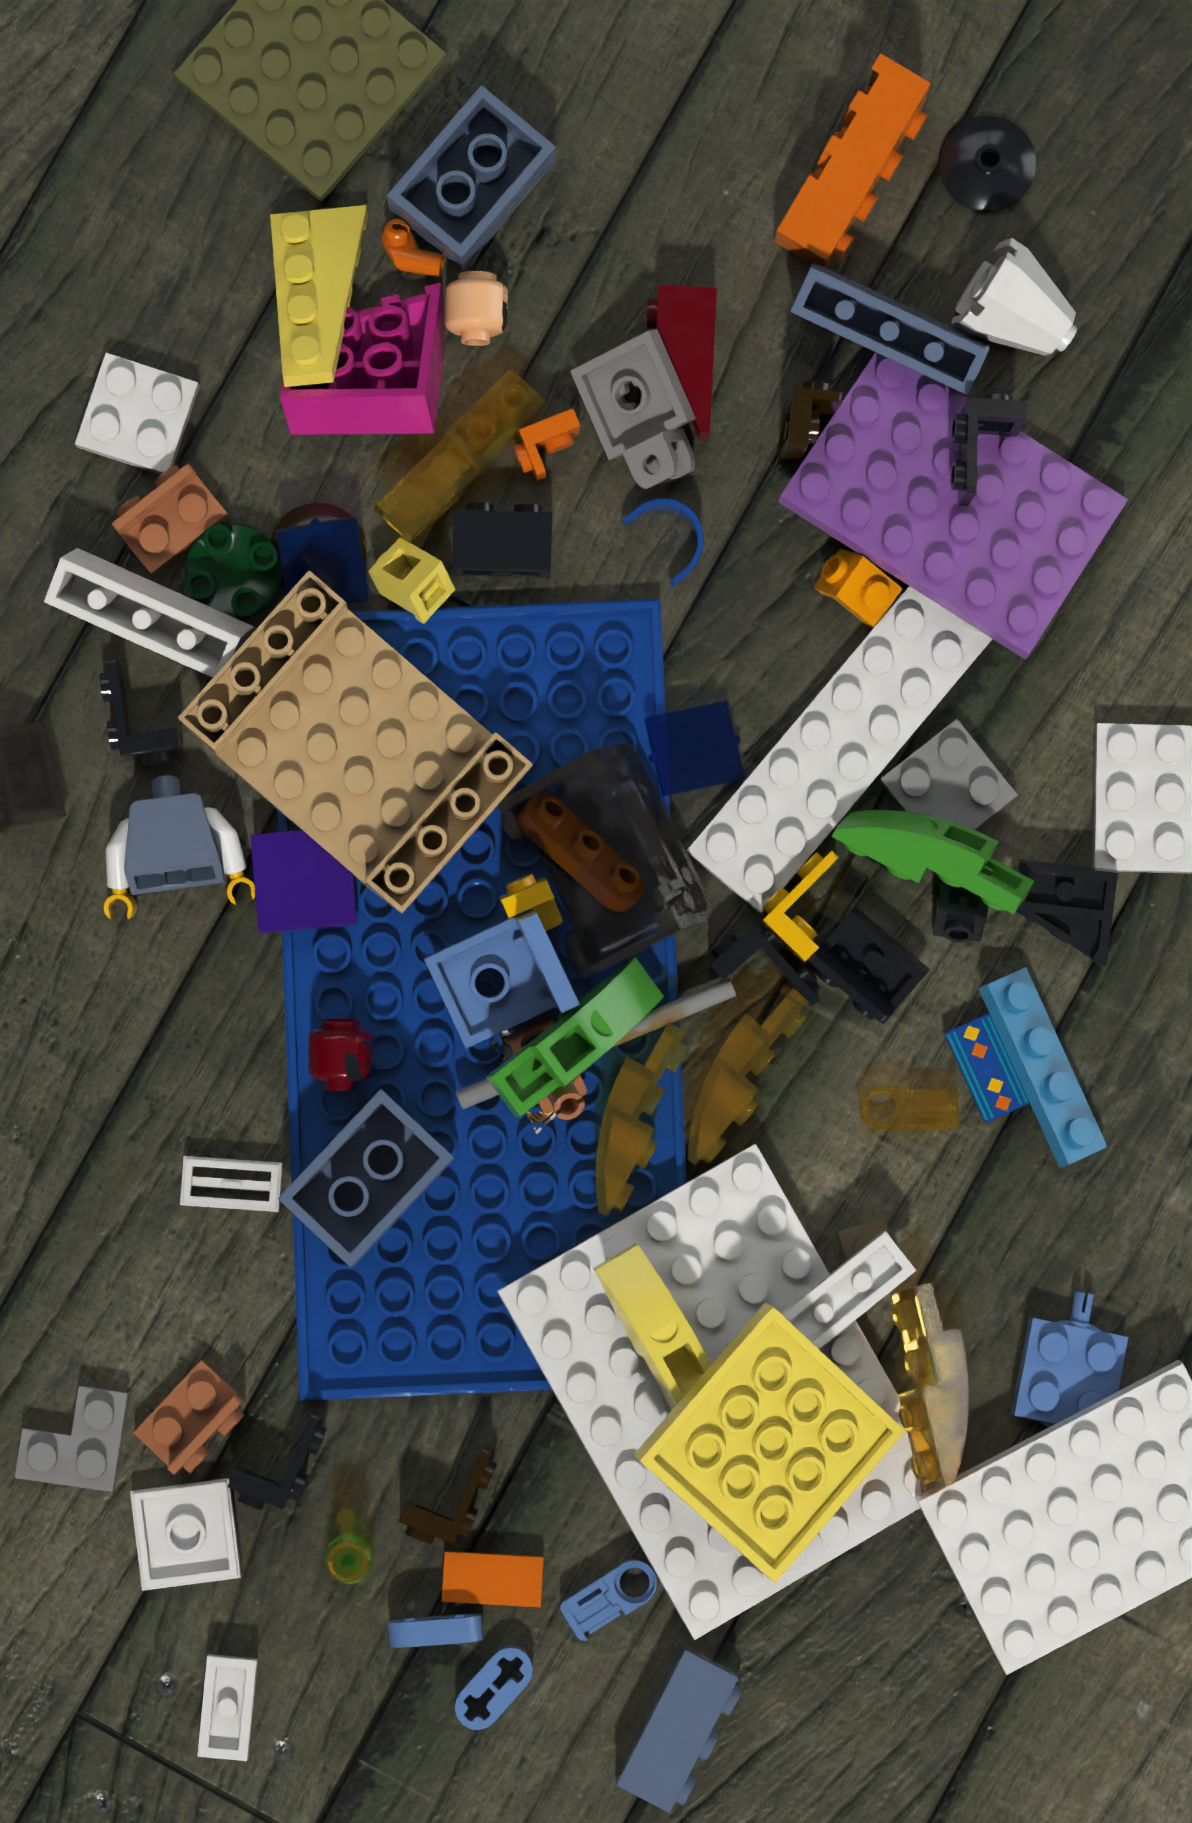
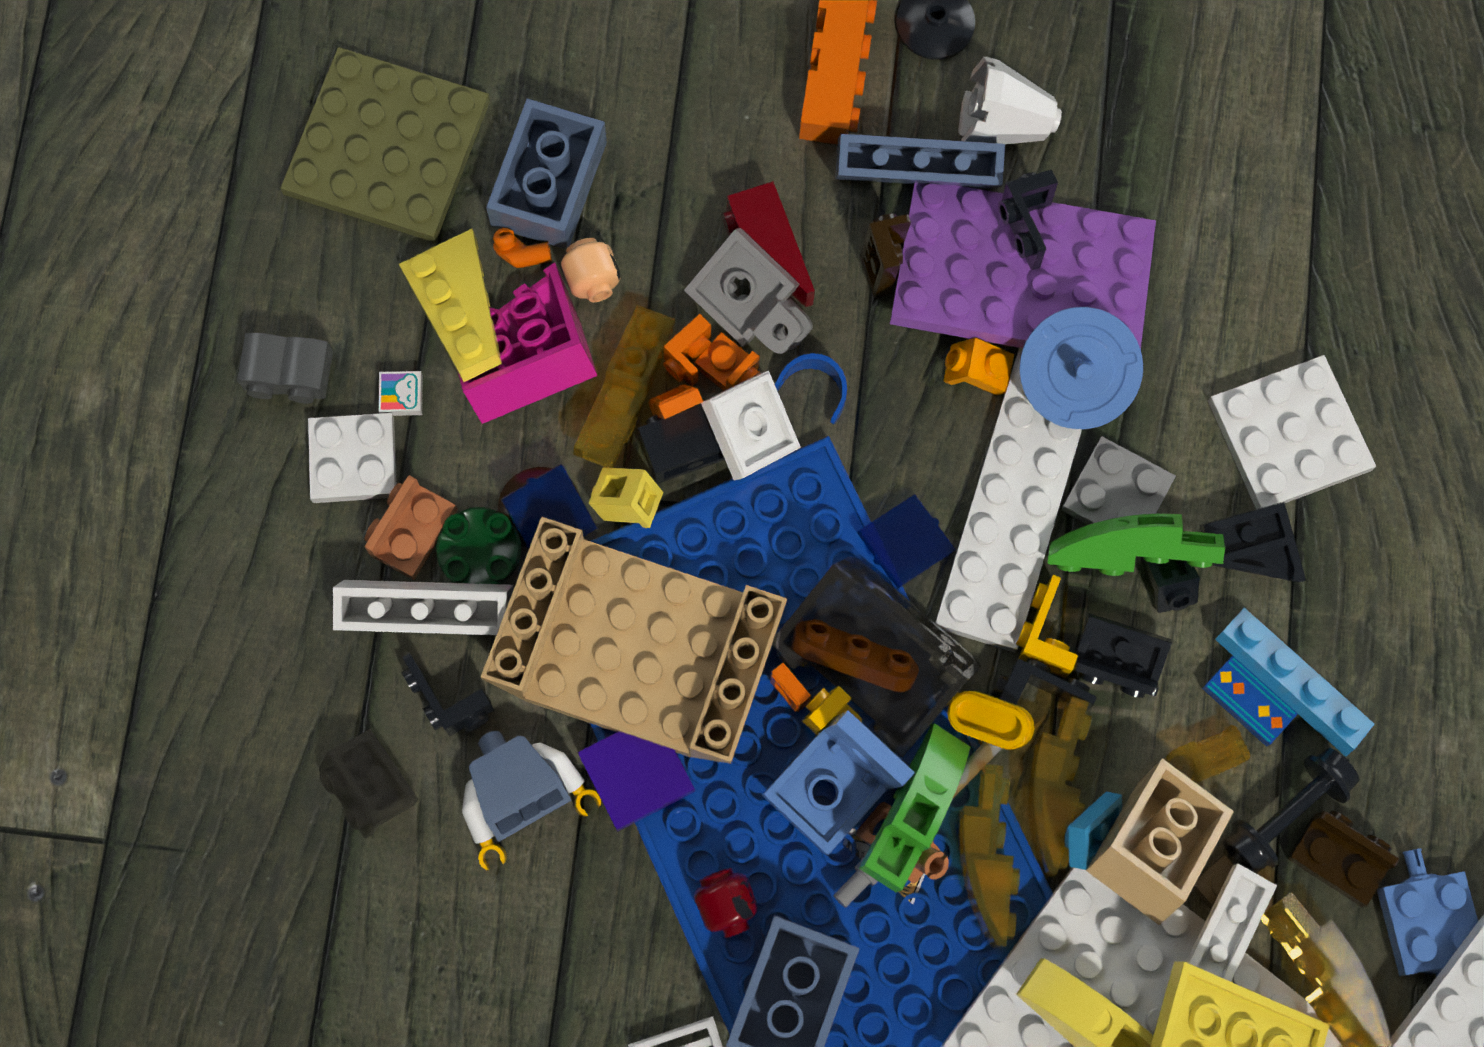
camera: 20 degrees left, 10 degrees down
(101, 284) = (285, 366): none -> dark grey brick
(216, 363) = (401, 393): none -> tile
(499, 857) = (790, 687): none -> orange tile
(505, 496) = (675, 401): none -> orange tile
(577, 556) = (750, 425): none -> white tile
(585, 475) = (727, 363): none -> orange bracket
(696, 978) = (991, 720): none -> yellow tile
(754, 1137) = (1091, 828): none -> dark azure plate
(815, 1176) = (1160, 842): none -> tan brick
(959, 638) = (1081, 368): none -> medium blue piece
(1007, 1270) = (1343, 856): none -> dark brown bracket
(1034, 1181) = (1330, 775): none -> black piece

